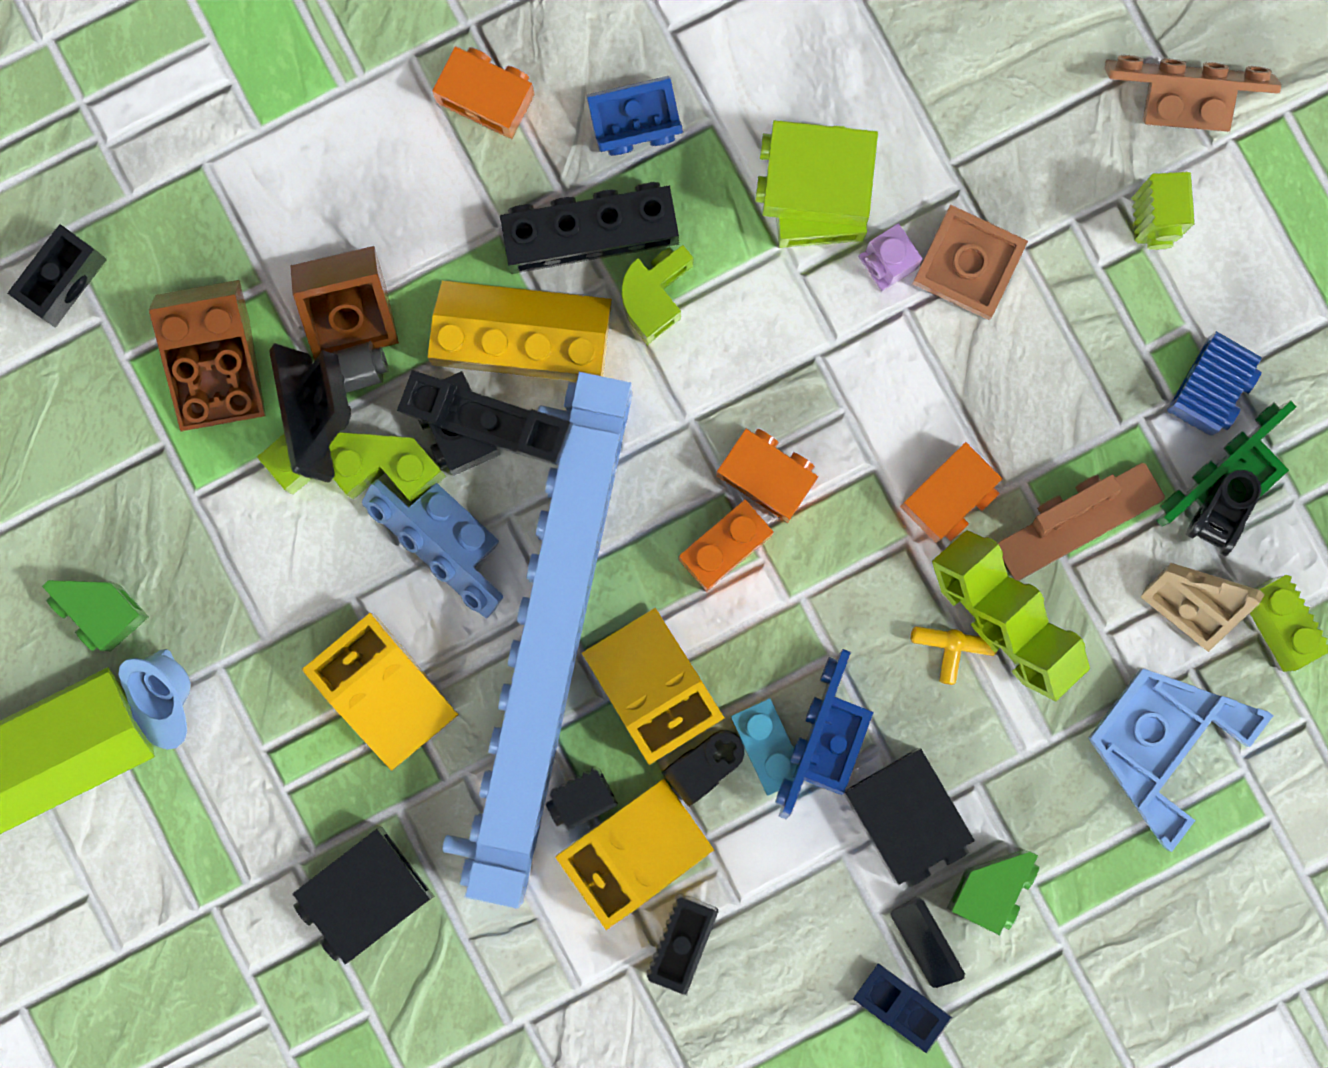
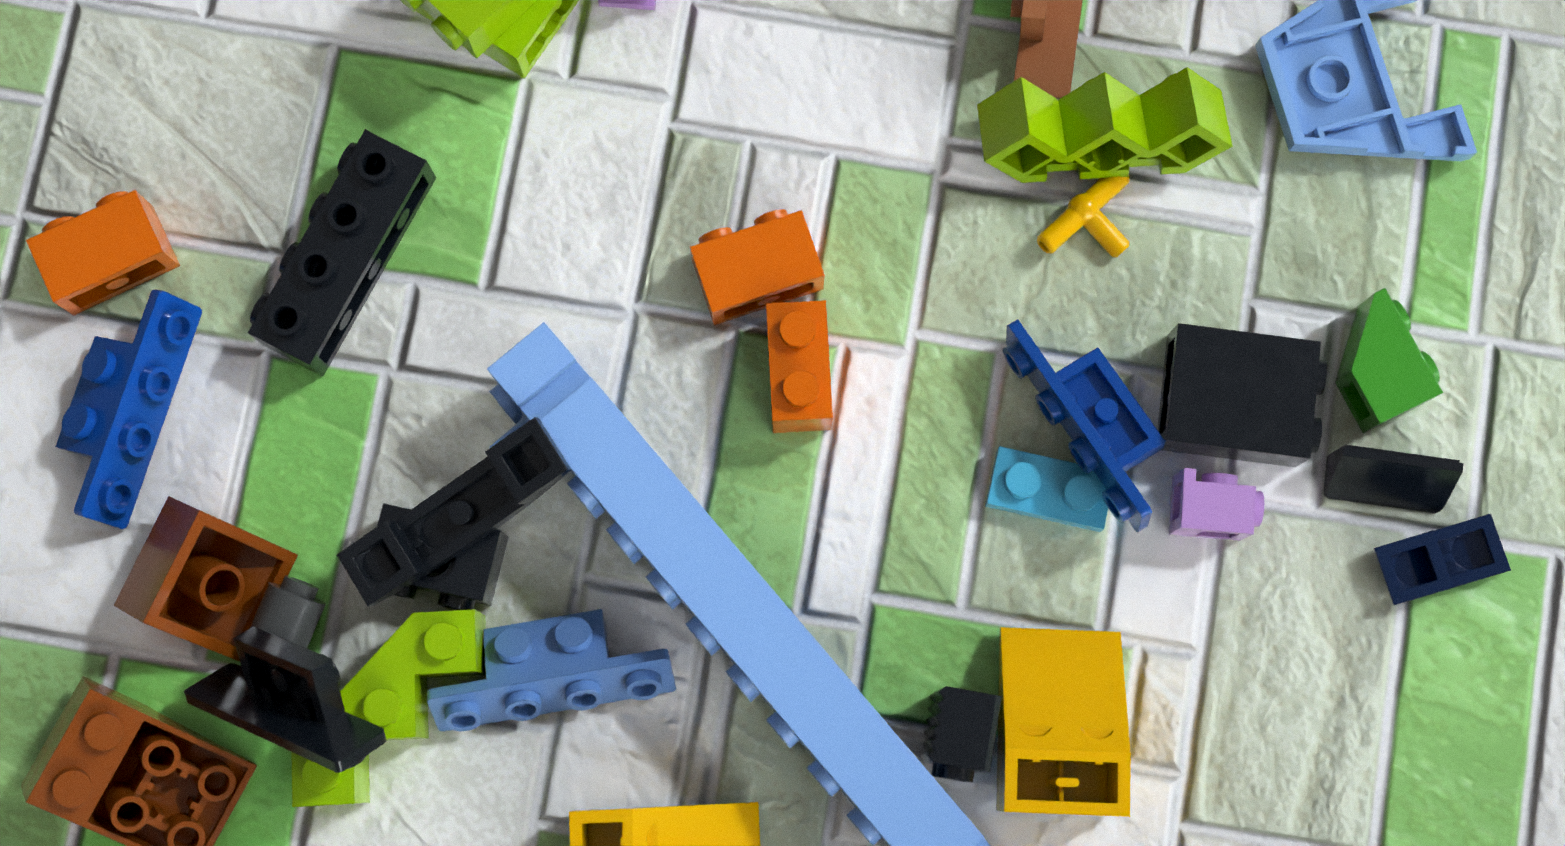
camera: 55 degrees left, 5 degrees down
(405, 176) = (124, 406): none -> blue bracket
(519, 331) = (391, 414): yellow slope -> none
(634, 115) = (260, 114): blue bracket -> none
(643, 292) = (463, 250): lime brick -> none
(652, 686) = (893, 560): yellow slope -> none
(682, 944) = (1203, 744): black brick -> none
(699, 771) = (1021, 583): black piece -> none
(830, 851) = (1214, 506): none -> lavender brick
(952, 493) = (926, 92): orange brick -> none

